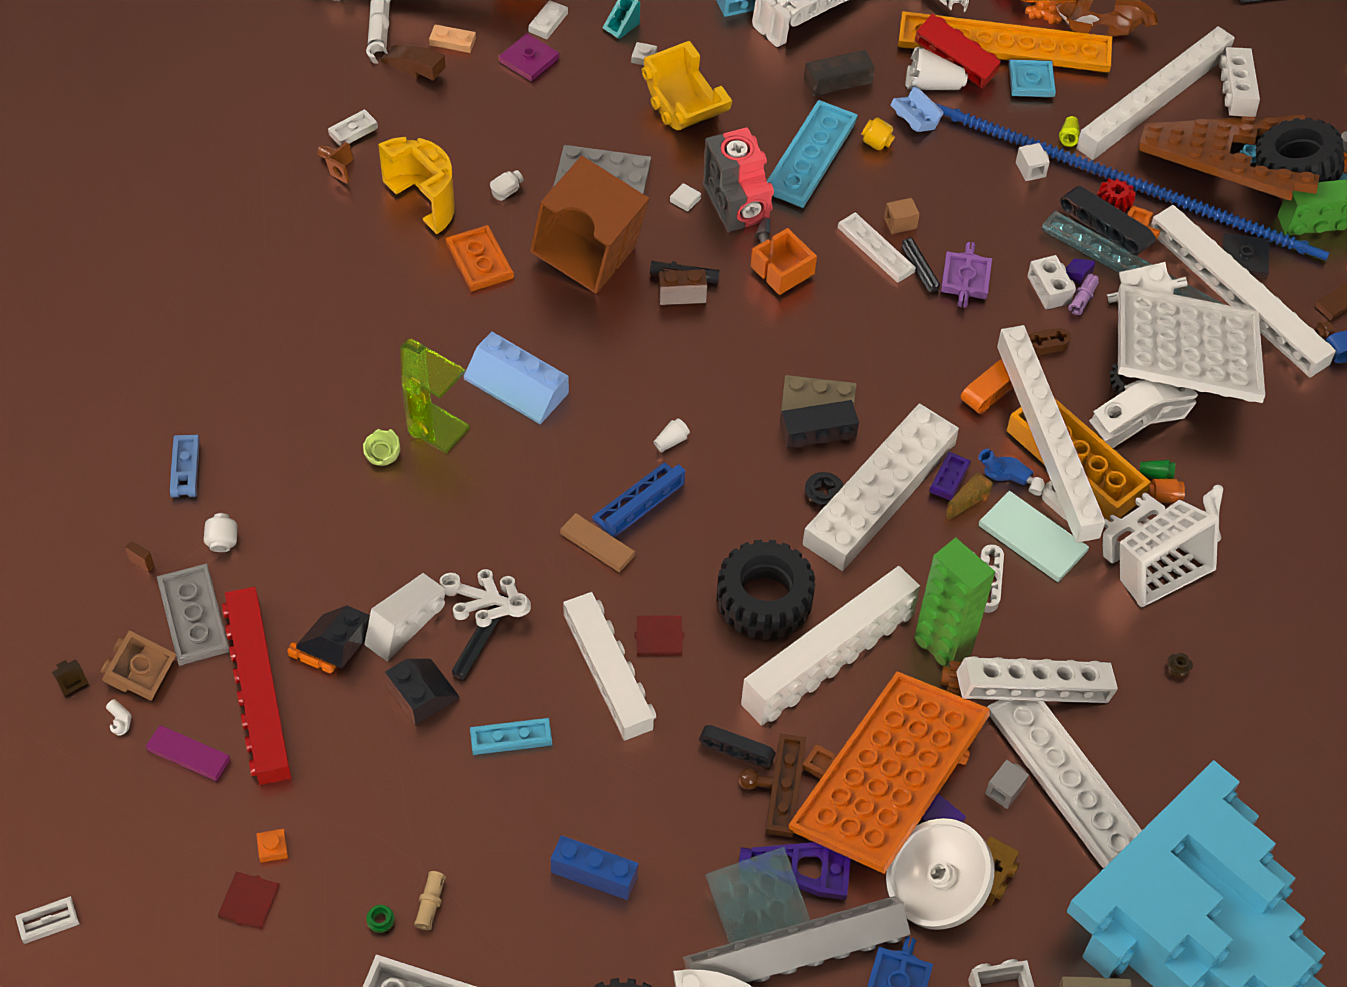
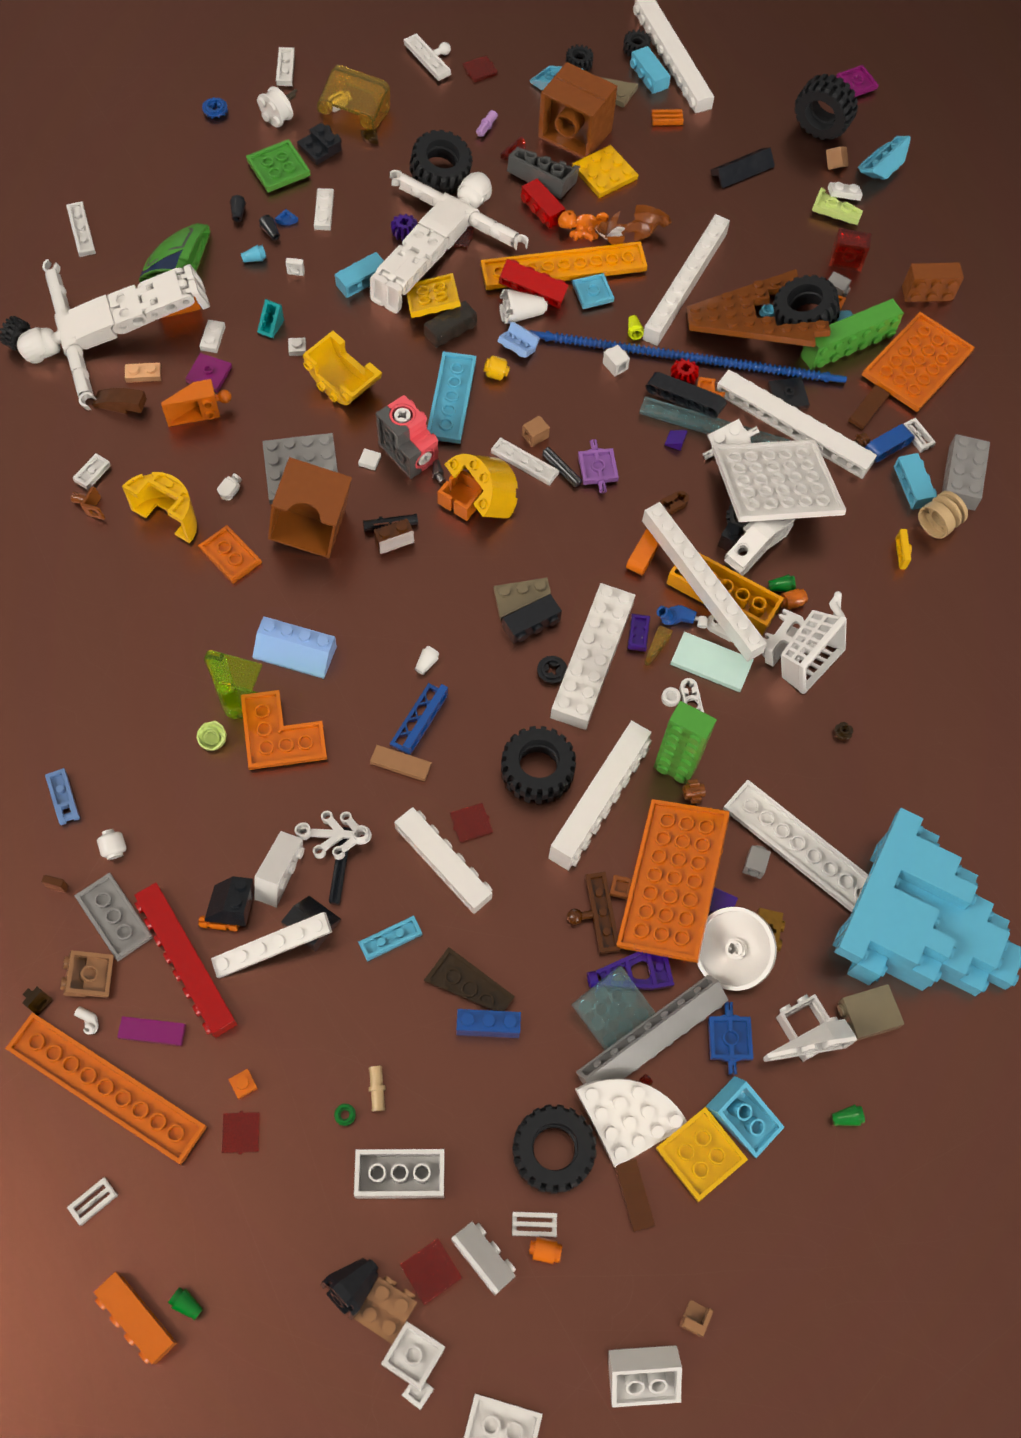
camera: 20 degrees left, 10 degrees up
(113, 800) = (106, 1088): none -> orange plate
(364, 695) = (271, 945): none -> white plate
(452, 476) = (270, 741): none -> orange plate
(498, 83) = (194, 403): none -> orange slope
(586, 812) = (465, 980): none -> dark brown wing
(737, 746) = (558, 894): black beam -> none
(827, 36) = (433, 296): none -> yellow plate
(827, 252) = (495, 479): none -> yellow cylinder
(1036, 680) = (740, 782): white brick -> none
(1051, 282) = (658, 456): white brick -> none
(1084, 294) = (686, 458): lavender axle -> none
(1105, 392) = (729, 536): none -> black brick
(1239, 82) = (744, 255): white brick -> none
(1335, 471) = (903, 549): none -> yellow plate

